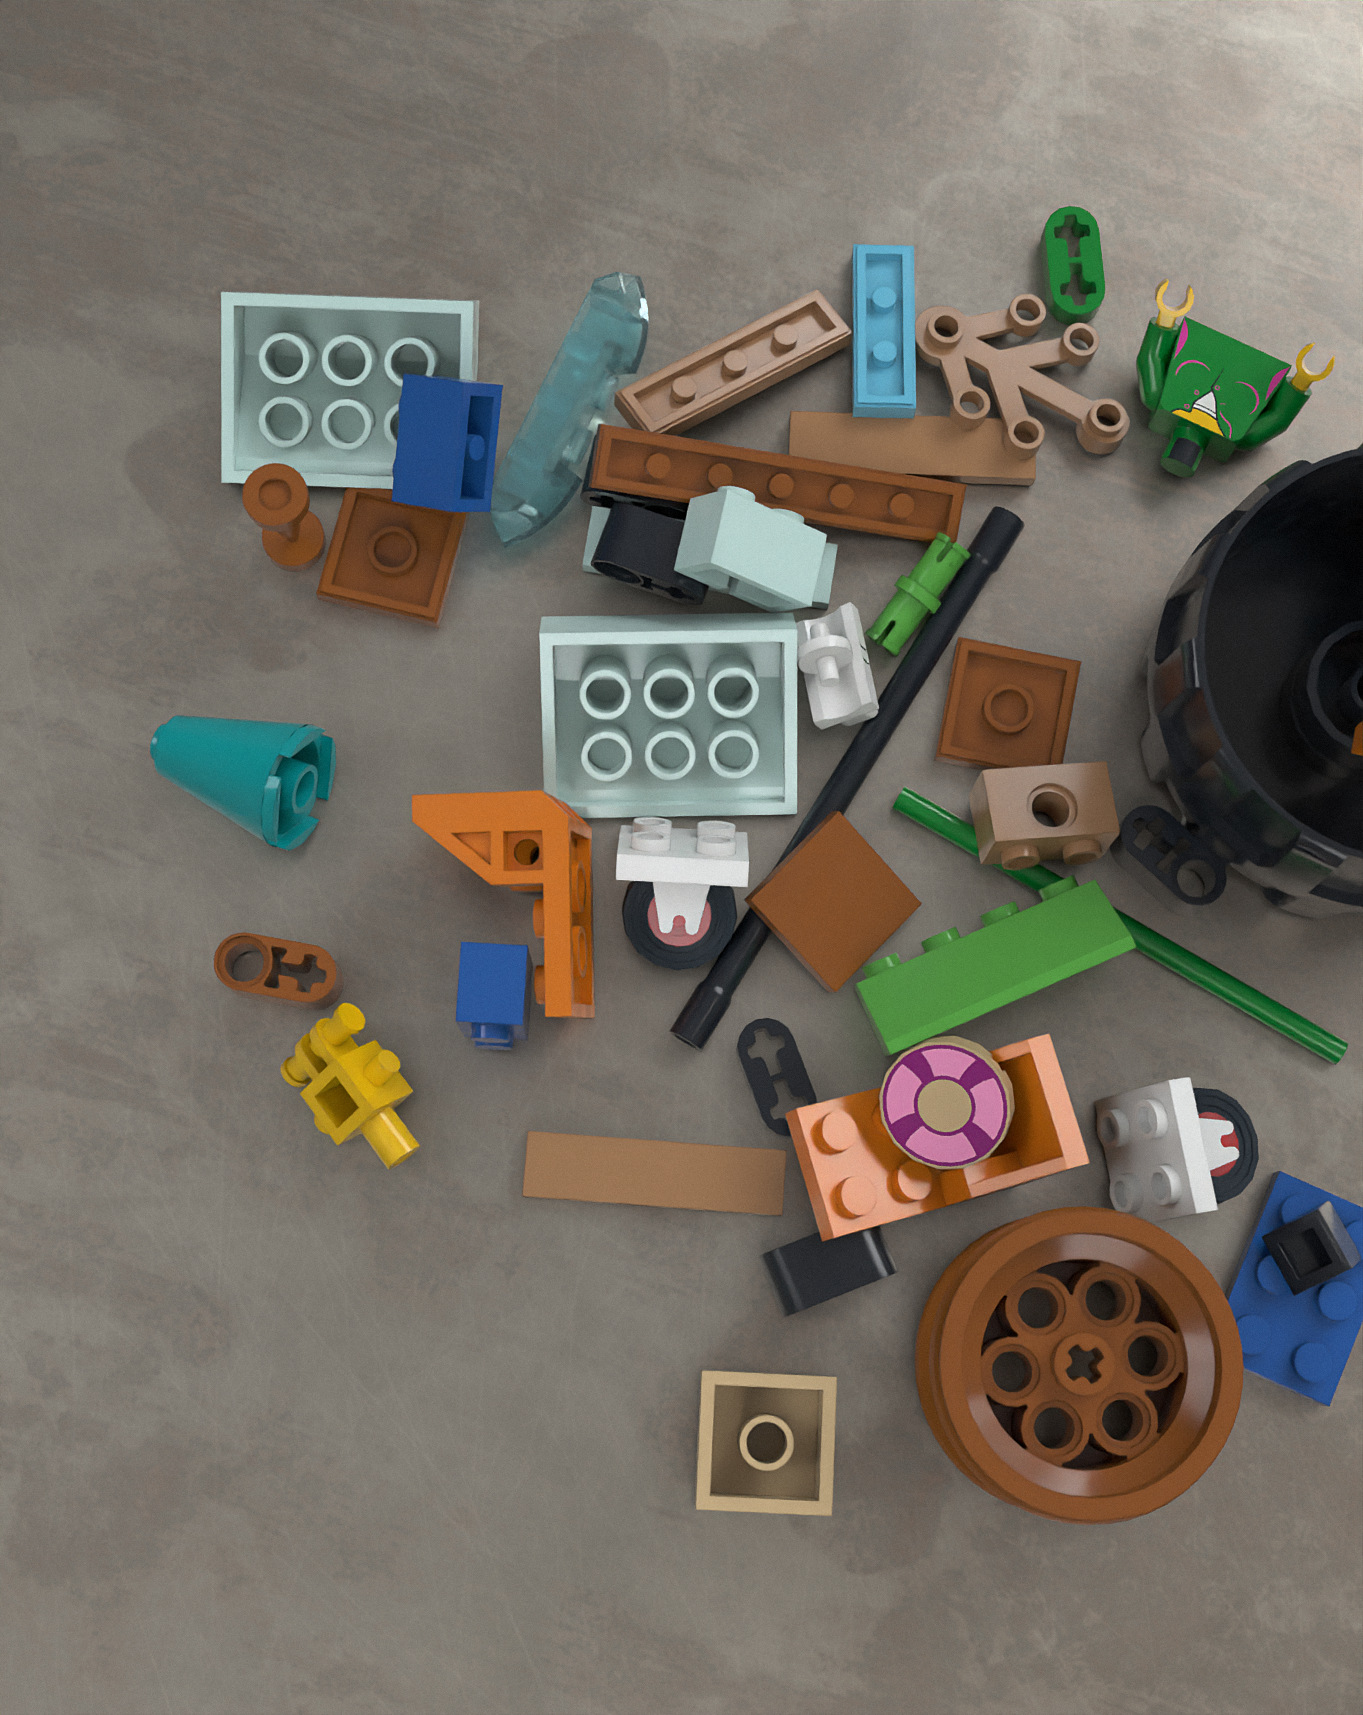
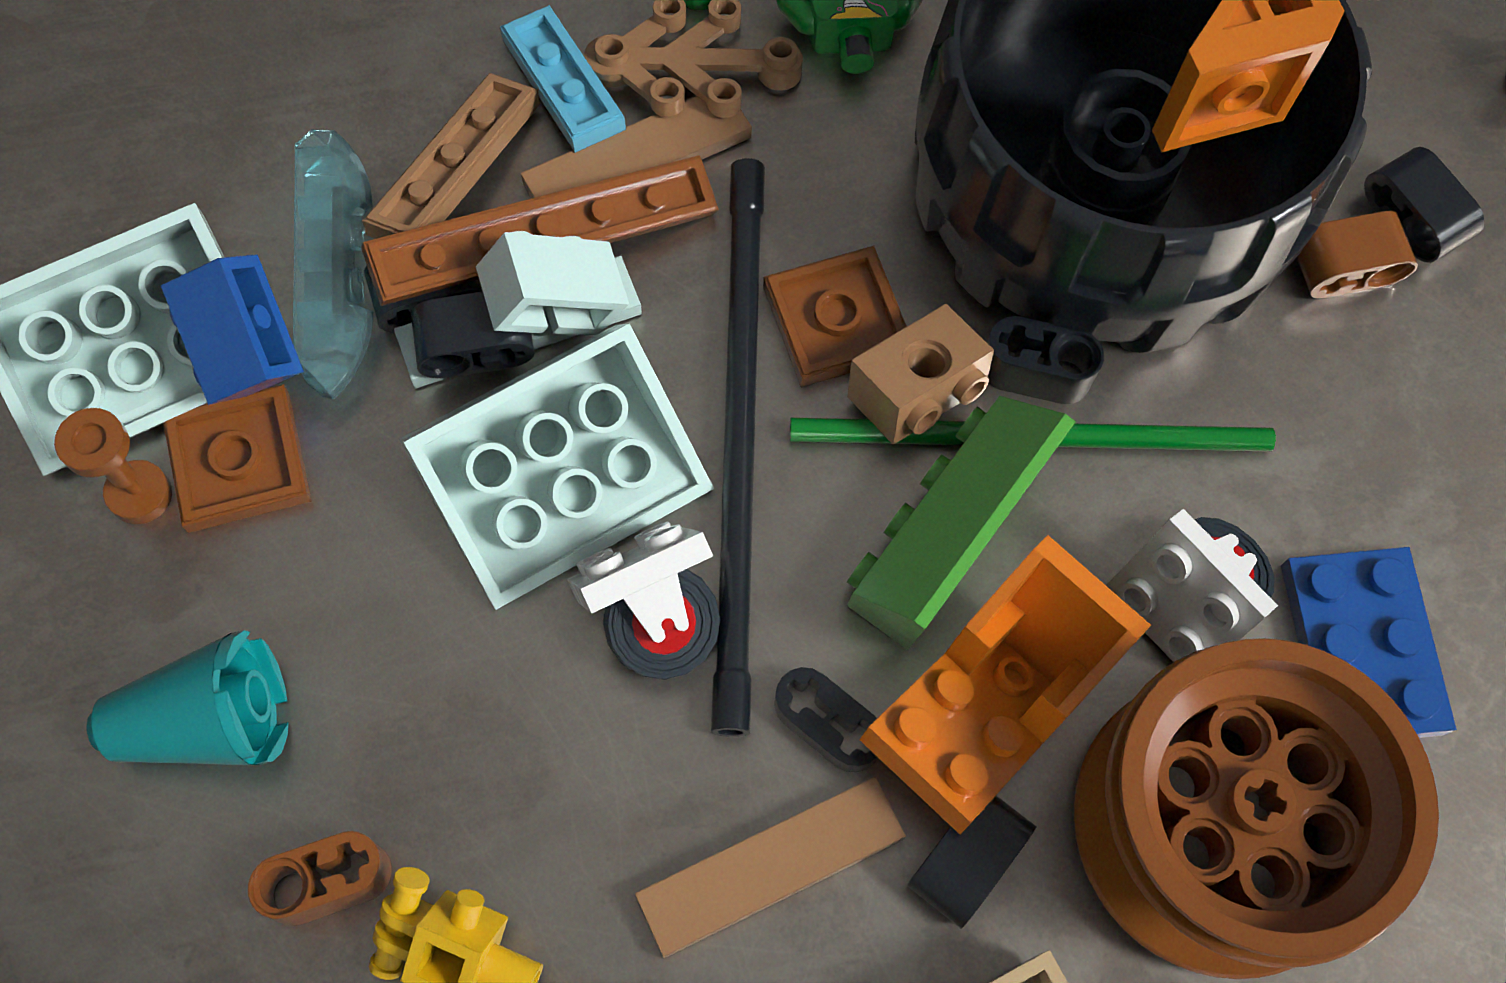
camera: 30 degrees left, 10 degrees down
(494, 994) = (535, 781): blue brick -> none
(497, 840) = (461, 639): orange bracket -> none
(833, 901) = (788, 541): dark orange tile -> none
(836, 668) = (682, 347): white hips -> none
(917, 594) = (710, 259): bright green pin -> none
(946, 1102) = (996, 645): tile -> none
(1312, 1248) = (1360, 604): black slope -> none

